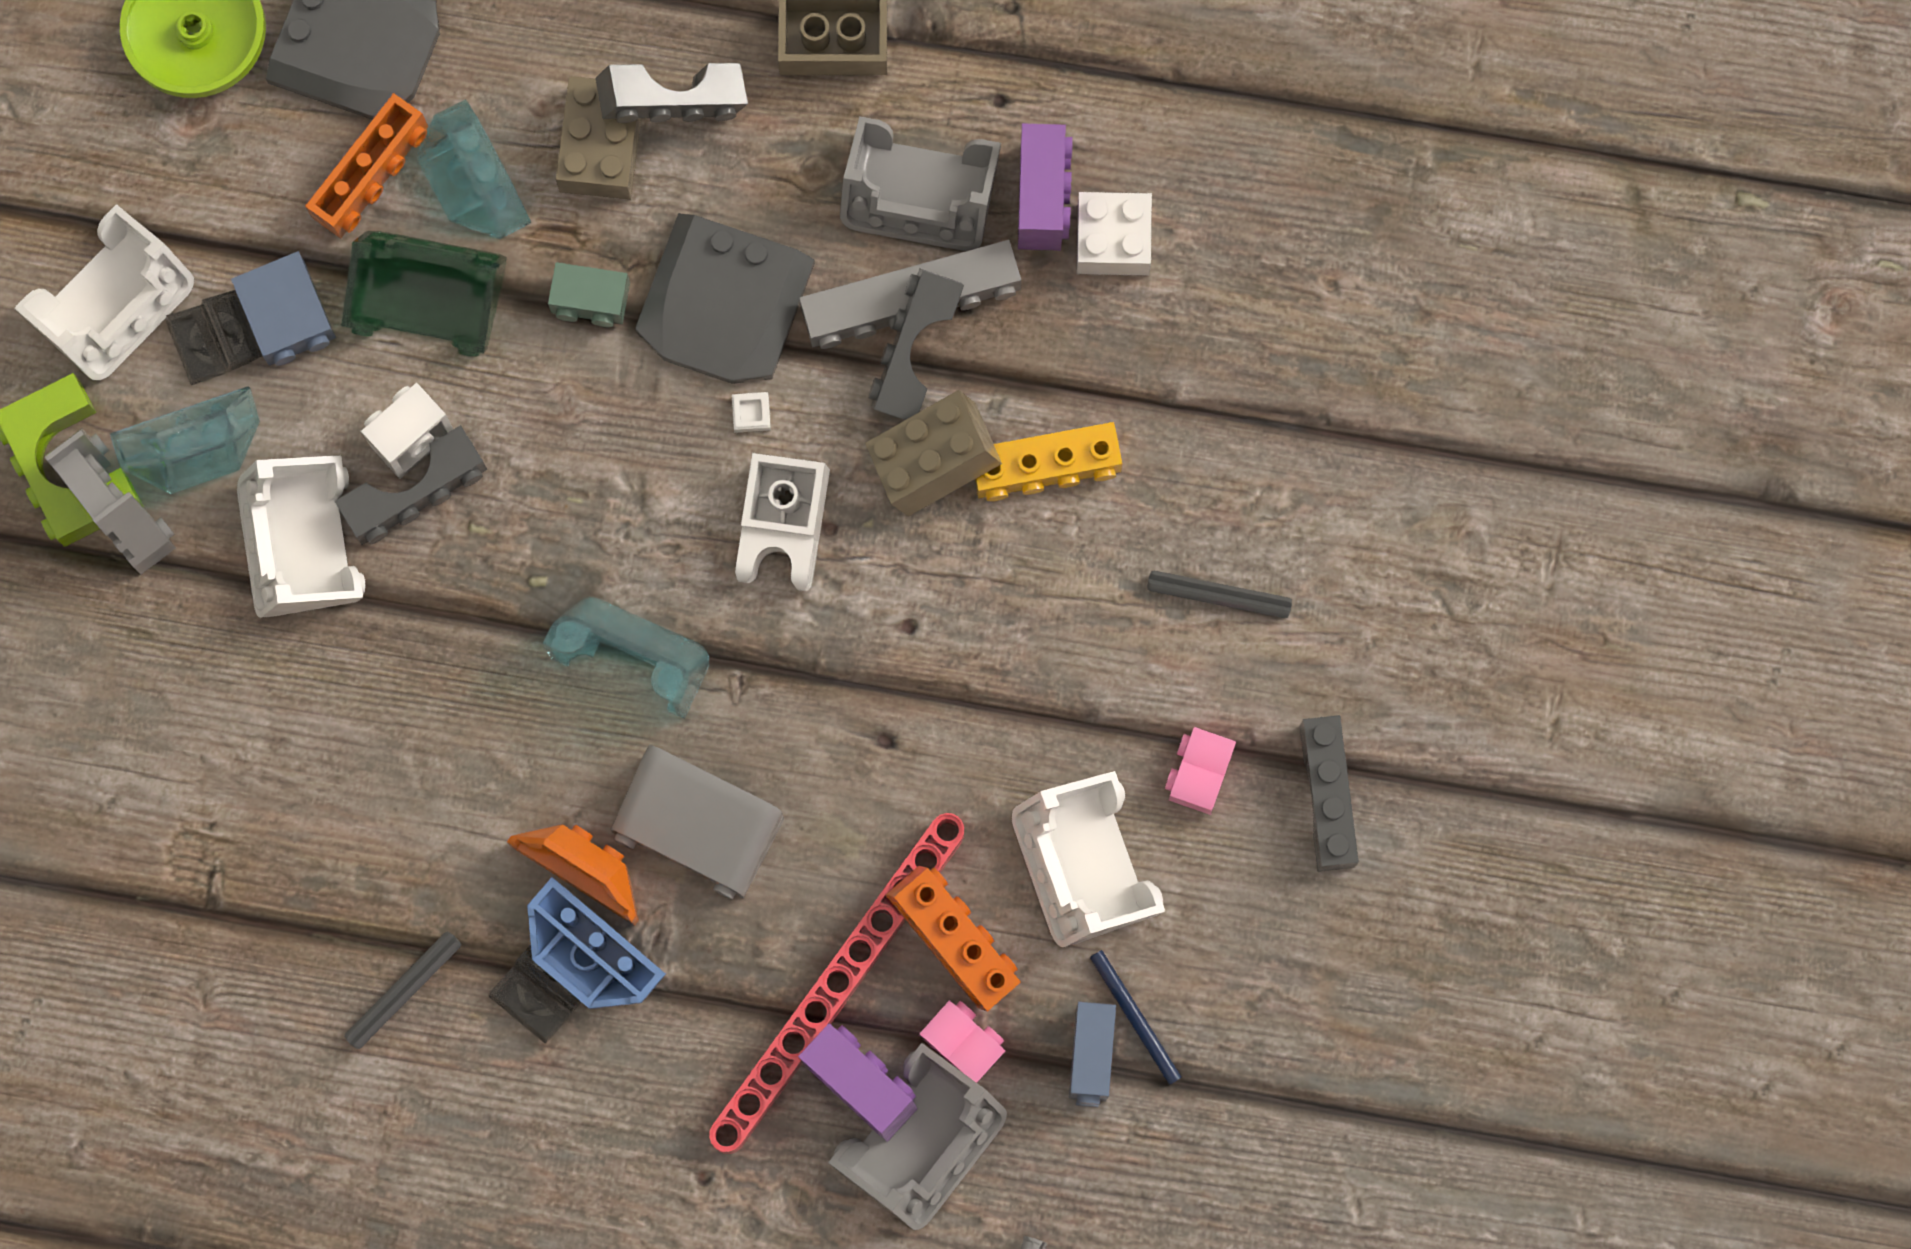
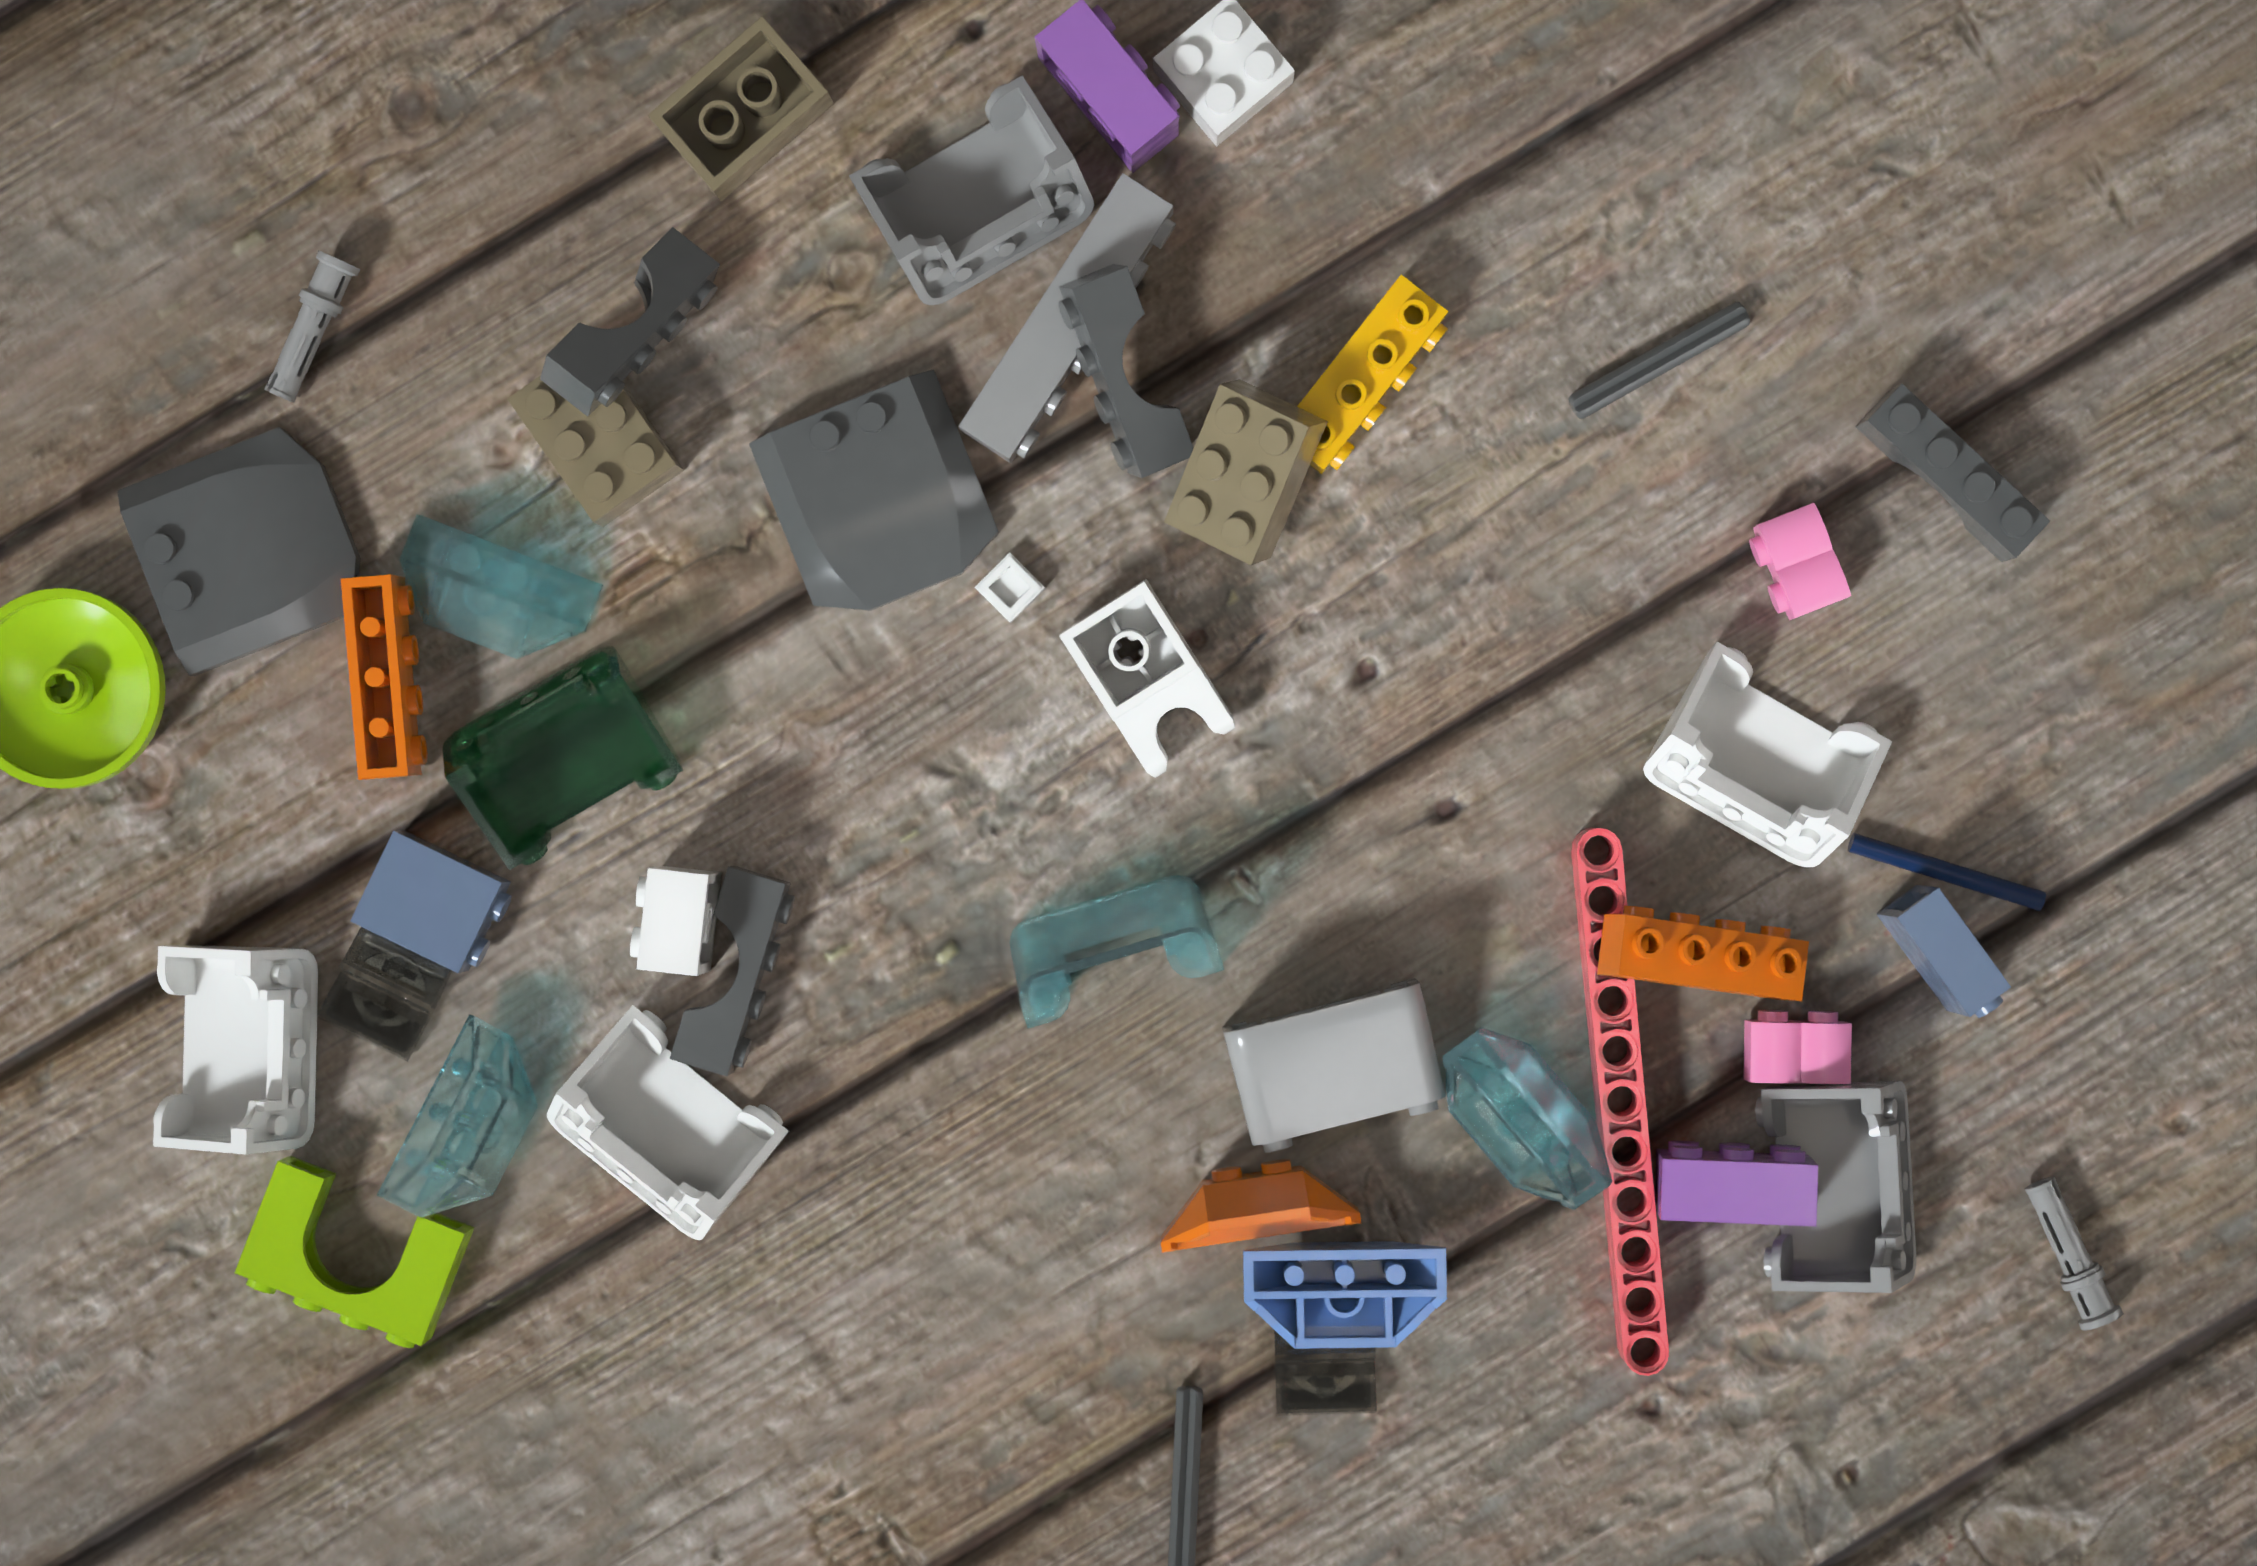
camera: 40 degrees left, 10 degrees up
(119, 516) = (395, 1266): light grey wedge -> none
(588, 294) = (735, 612): sand green brick -> none
(775, 942) = (1525, 1118): none -> clear light blue wedge

